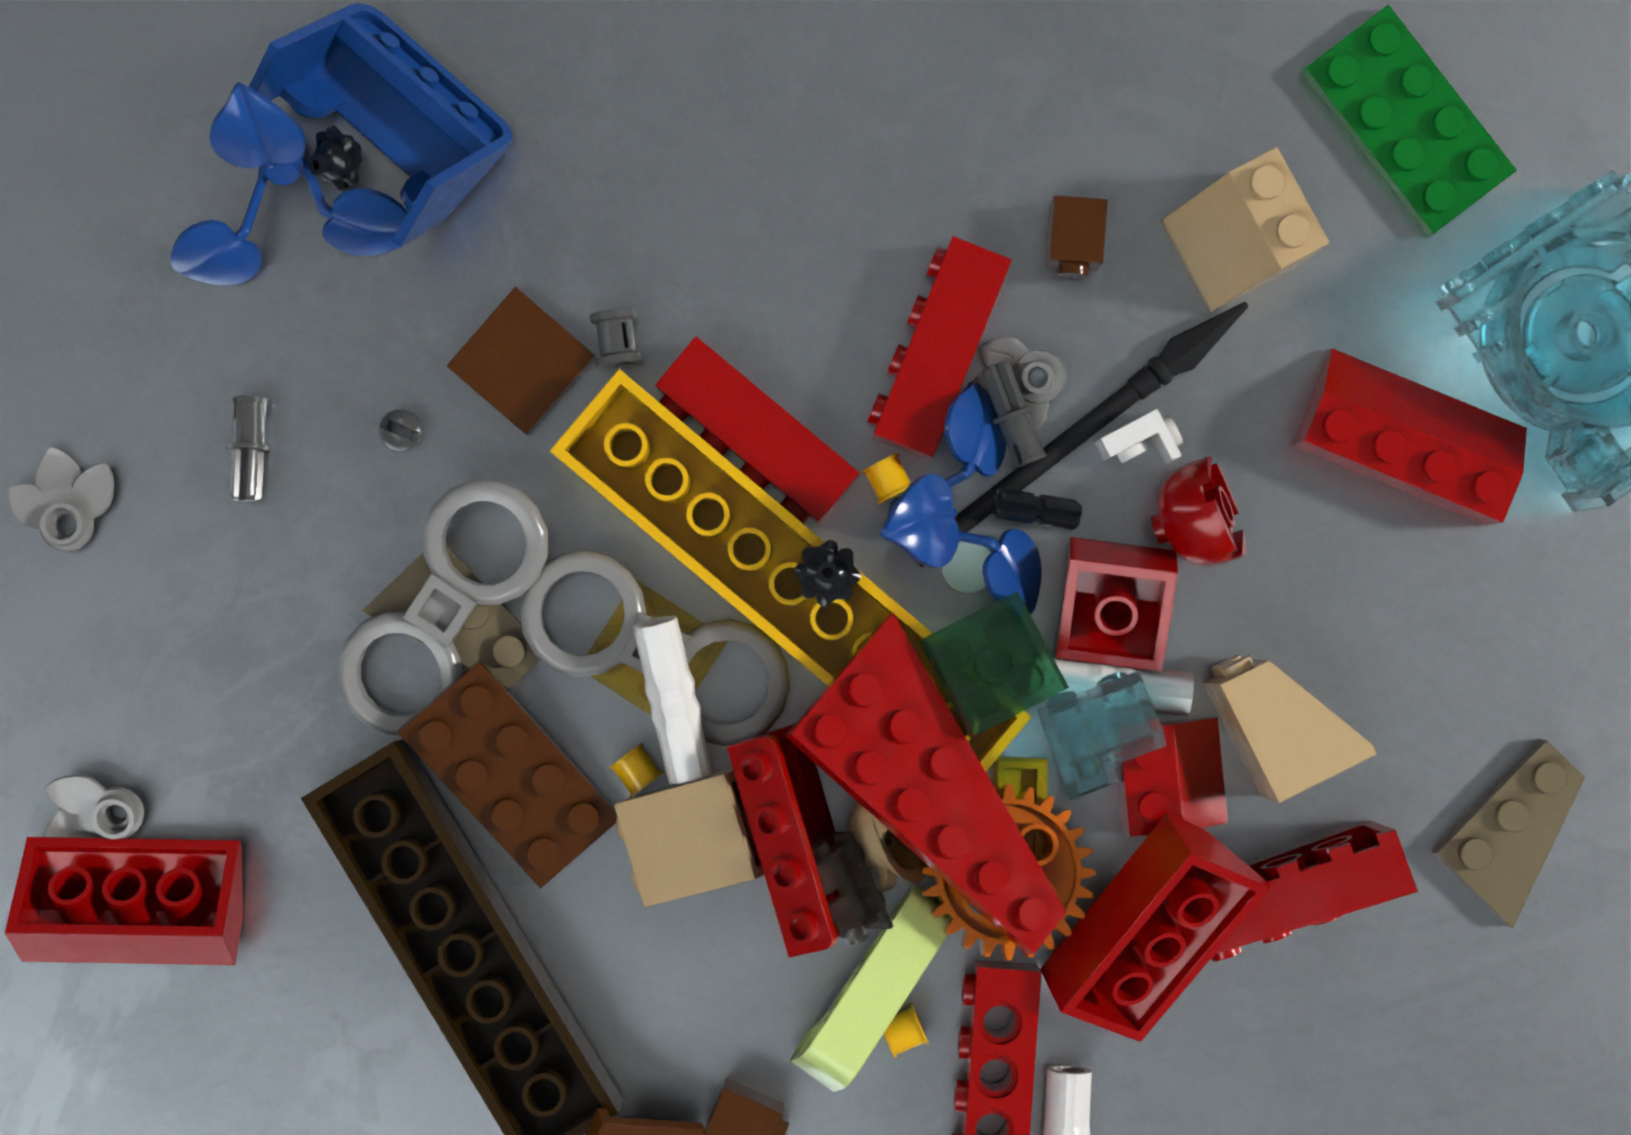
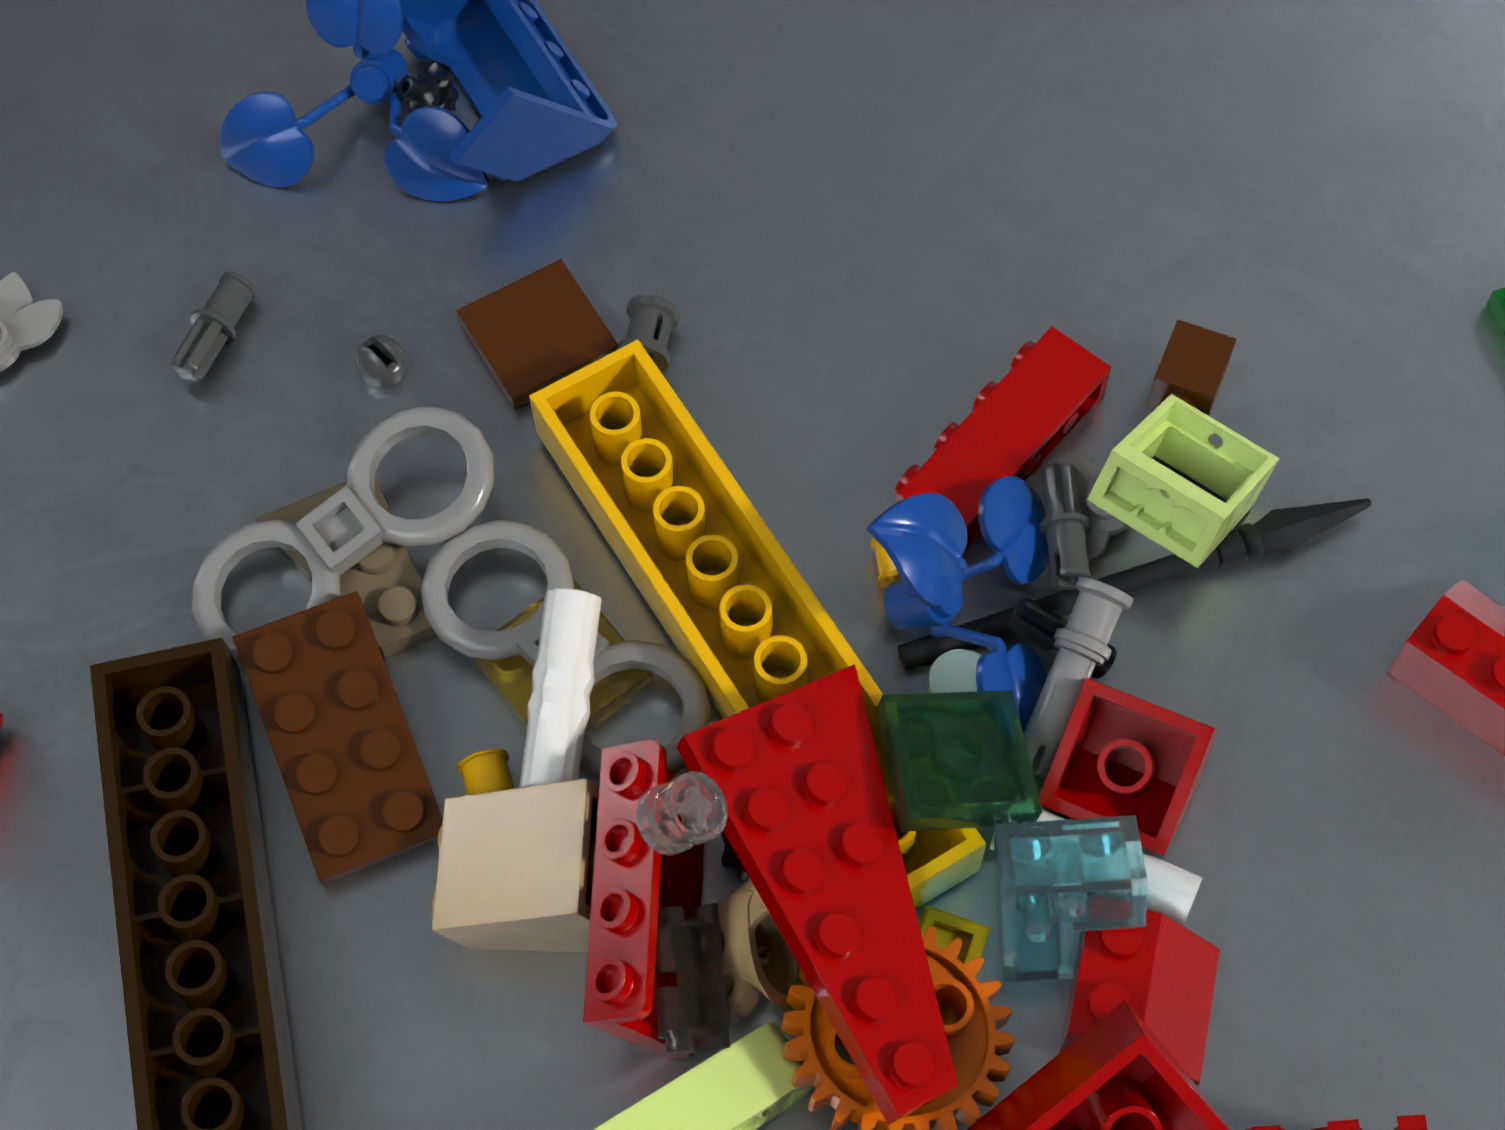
camera: 20 degrees right, 25 degrees down
(757, 431) = (772, 464): red brick -> none
(822, 802) = (688, 795): none -> clear wheel
(827, 573) = (792, 598): black plant -> none
(1056, 526) = (1080, 648): none -> light grey pin
(1087, 387) = (1165, 503): none -> yellowish green window
(1130, 439) = (1206, 591): white bracket -> none
(1199, 515) = (1254, 697): red cylinder -> none
(1245, 230) = (1391, 408): tan slope -> none
(1281, 729) = (1303, 964): tan slope -> none

